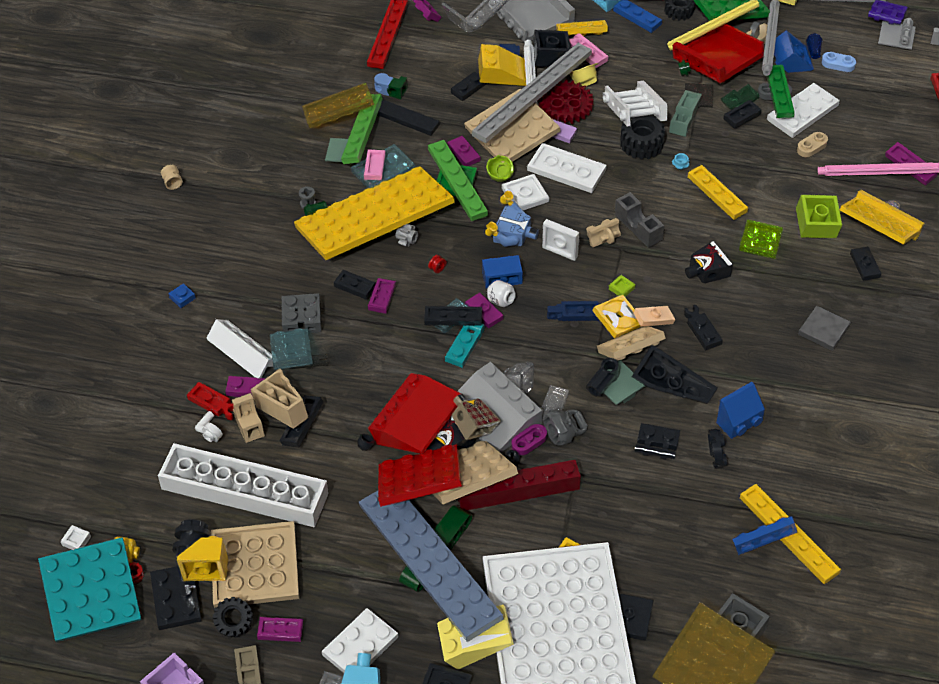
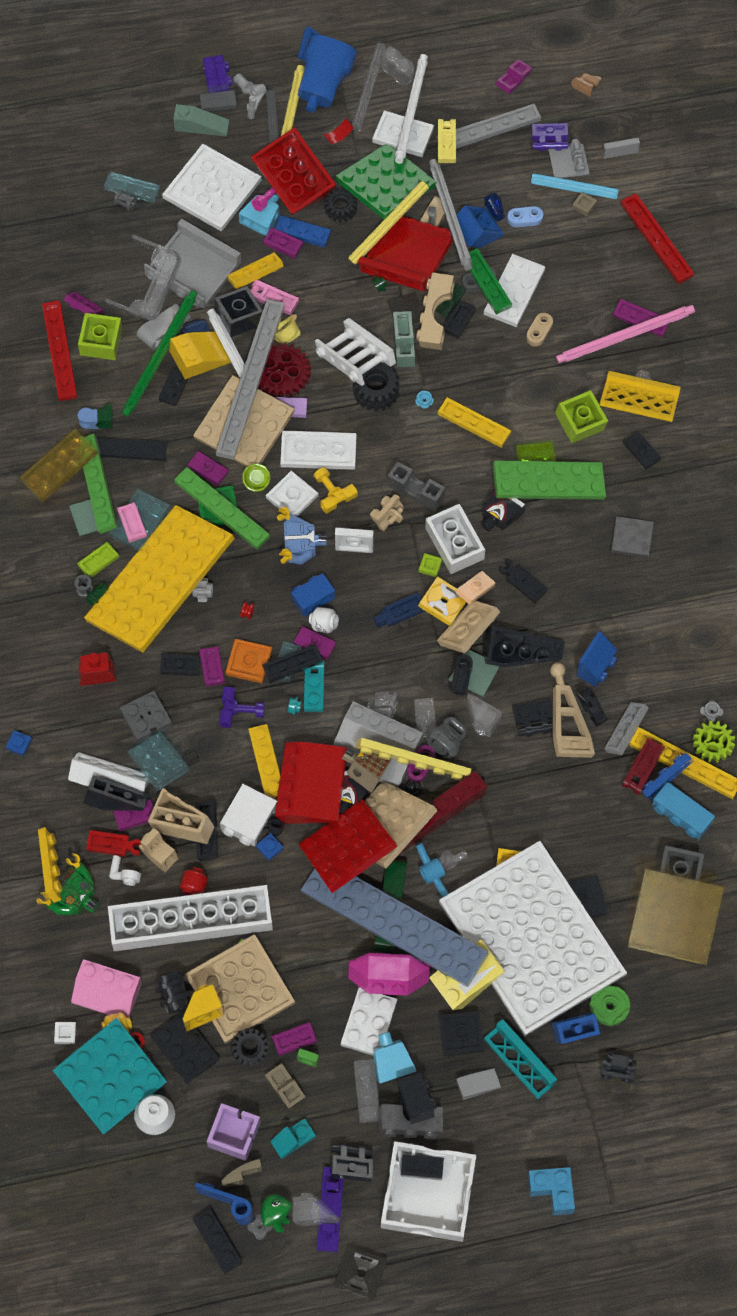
camera: 25 degrees left, 15 degrees up
(111, 642) = (154, 1114): none -> white cone
(133, 515) = (105, 989): none -> bright pink slope
(144, 392) = (49, 865): none -> yellow plate
(152, 426) = (75, 893): none -> green torso
(233, 361) = (114, 796): none -> black slope
(265, 455) = (193, 882): none -> red head
(280, 260) = (96, 669): none -> red torso
(283, 651) = (308, 1058): none -> bright green tile
(331, 184) = (98, 560): none -> lime plate
(344, 421) = (247, 815): none -> white panel
(351, 457) = (269, 847): none -> blue plate
(382, 333) = (231, 708): none -> dark purple bar
(388, 383) = (265, 760): none -> yellow plate
(401, 604) = (388, 973): none -> dark pink wedge
(413, 302) = (247, 661): none -> orange tile
(426, 30) = (100, 336): none -> lime brick
(437, 351) = (294, 705): none -> teal plate
(466, 57) = (159, 353): none -> green piece
(471, 41) = (154, 330): none -> light grey door
(491, 531) = (431, 870): none -> dark azure piece
(513, 531) = (450, 861): none -> clear plate
(514, 421) = (404, 757): none -> light yellow plate
(564, 203) = (336, 494): none -> yellow bar
(609, 421) = (483, 716): none -> clear slope
(616, 16) = (283, 243): none -> magenta plate
(653, 270) = (455, 539): none -> white brick
(679, 474) = (568, 745): none -> tan plate
(733, 84) = (440, 290): none -> tan arch
(743, 481) = (626, 728): none -> light grey tile
(745, 517) = (643, 765): none -> dark red plate
(764, 254) = (549, 480): none -> bright green plate
(767, 574) = (683, 811): none -> dark azure brick
(827, 524) = (711, 749): none -> lime gear
(837, 493) = (711, 705): none -> light grey plate
(894, 53) = (575, 186): none -> medium azure axle
(896, 67) = (584, 204): none -> dark tan plate

